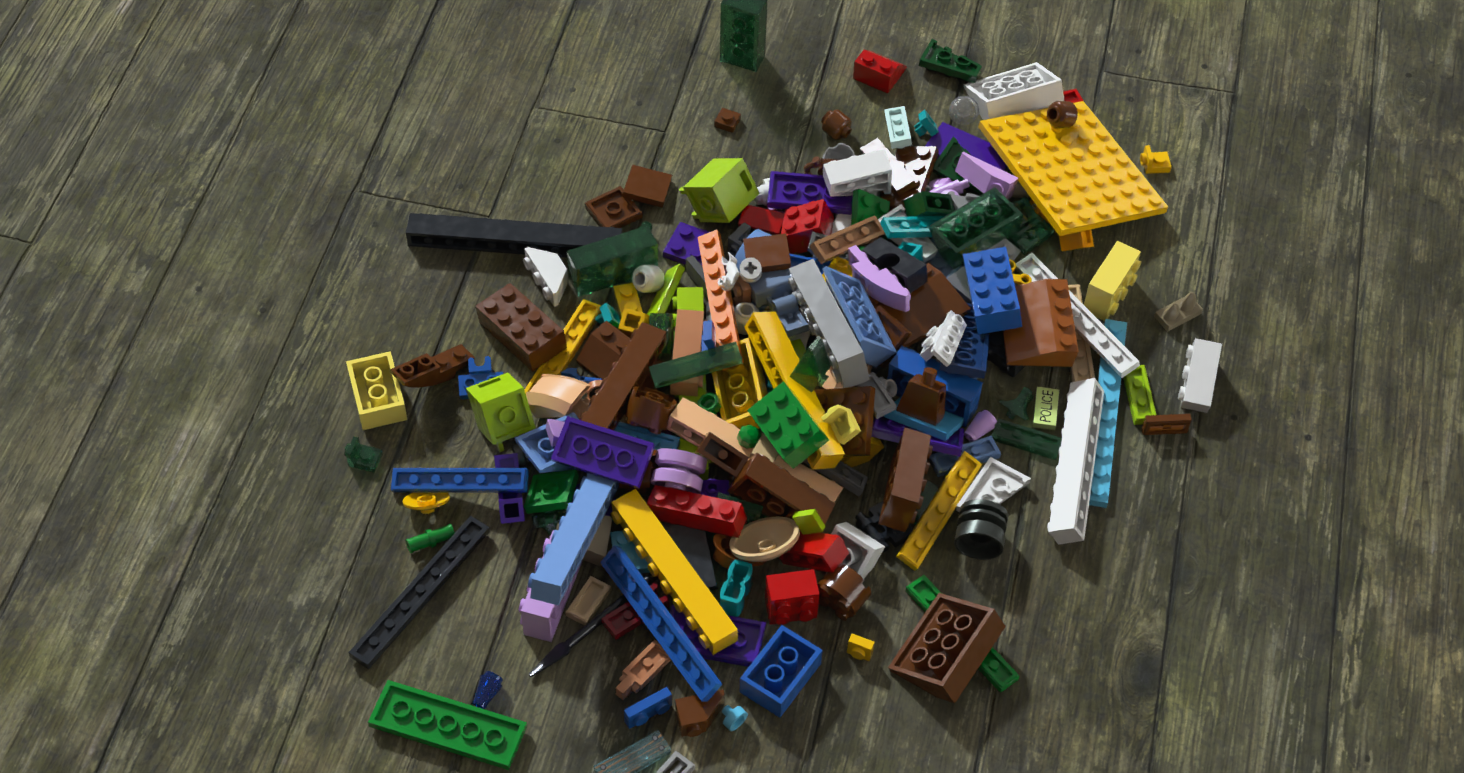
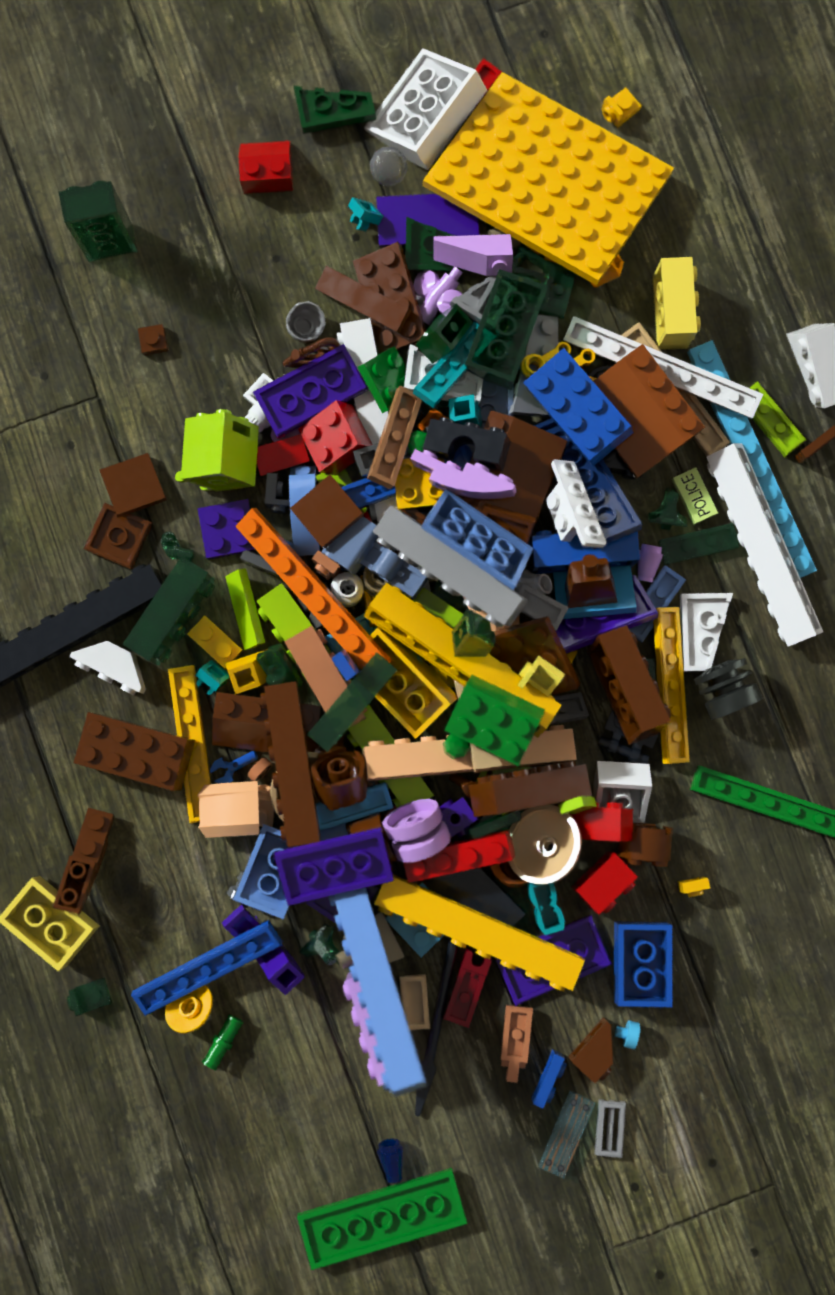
camera: 35 degrees left, 30 degrees up
(419, 592) = (255, 1104): black plate -> none
(476, 375) = (139, 834): blue plate -> none
(500, 409) = (191, 871): lime container -> none
(551, 491) = (304, 925): green plate -> none
(553, 430) = (267, 864): lavender slope -> none
(648, 278) = (217, 605): white head -> none
(661, 624) = (506, 996): blue plate -> none
(710, 402) = (387, 725): green tile -> none
(721, 454) = (447, 790): reddish brown slope -> none
(732, 273) = (312, 563): white arm -> none
(750, 275) = (326, 546): white wheel -> none
(836, 124) = (272, 275): reddish brown head -> none
(863, 172) = (351, 345): white wedge -> none
(898, 127) = (339, 238): light aqua plate -> none
(948, 646) = (771, 835): reddish brown slope -> none
(1062, 114) = (503, 117): reddish brown head -> none
(1179, 312) = (751, 292): dark tan tile -> none

